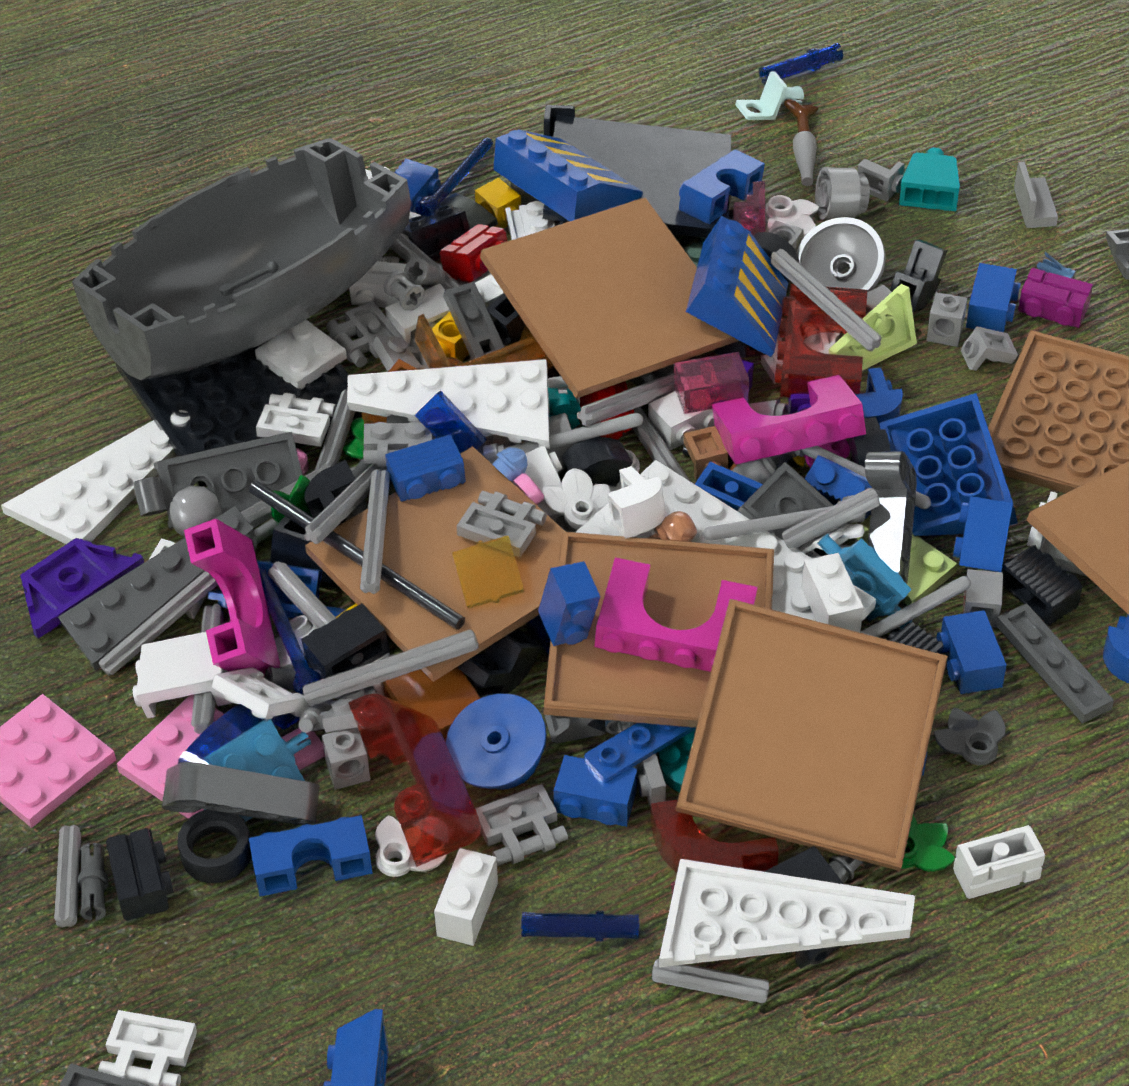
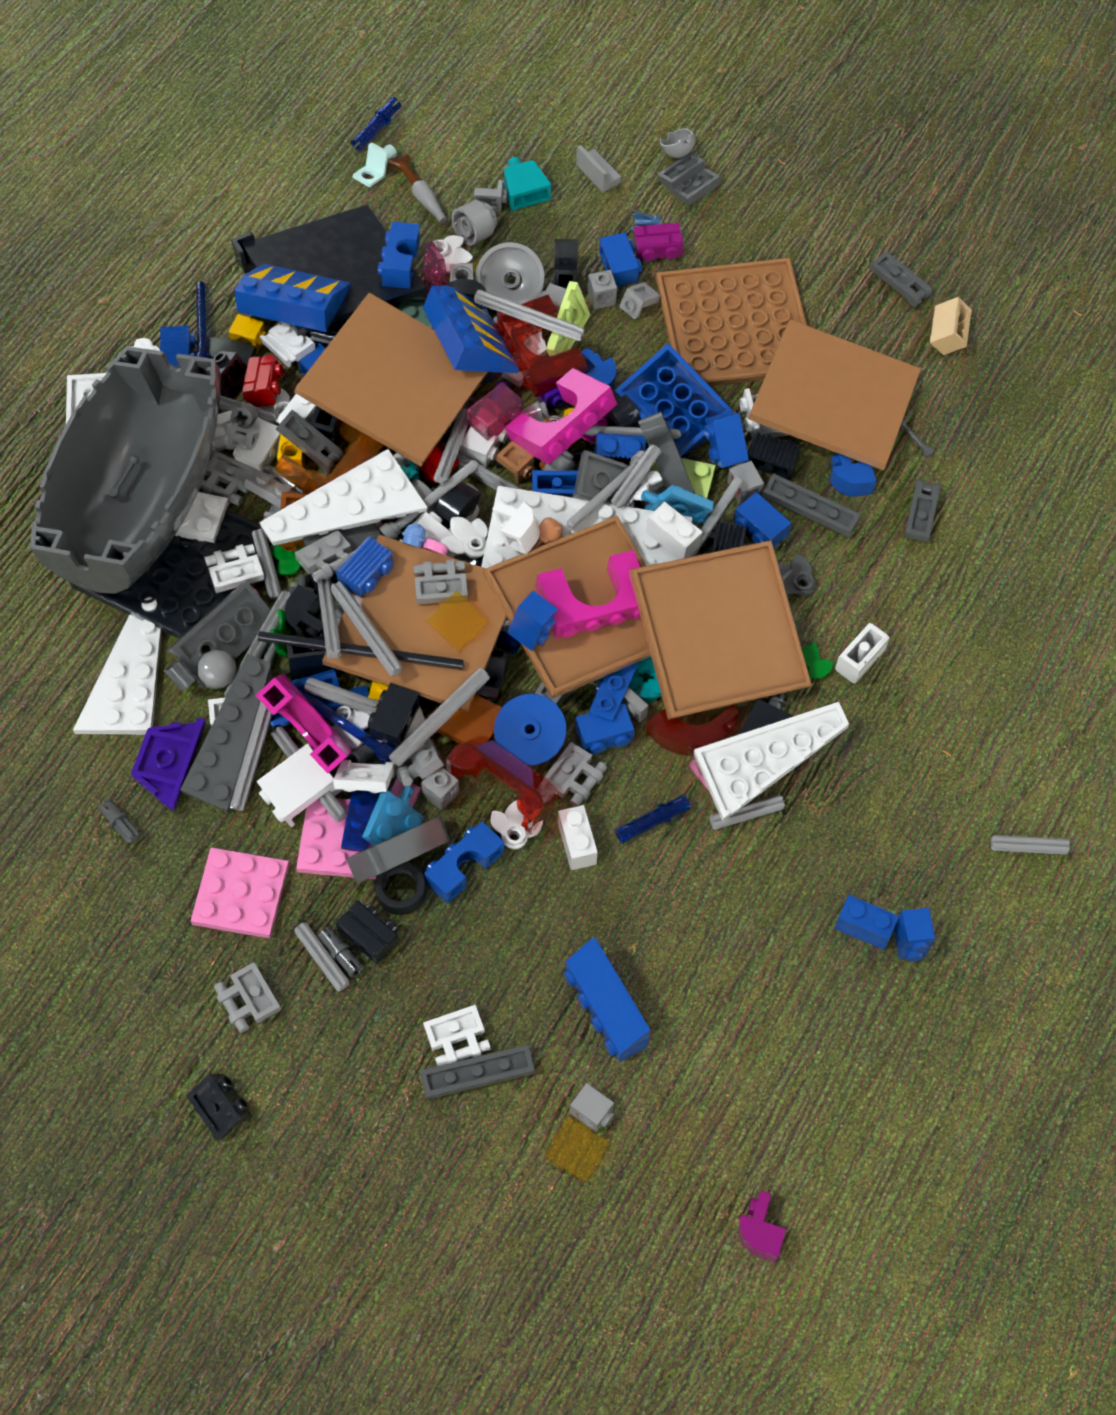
camera: 35 degrees left, 15 degrees up
(444, 418) = (354, 526): clear blue plate -> none

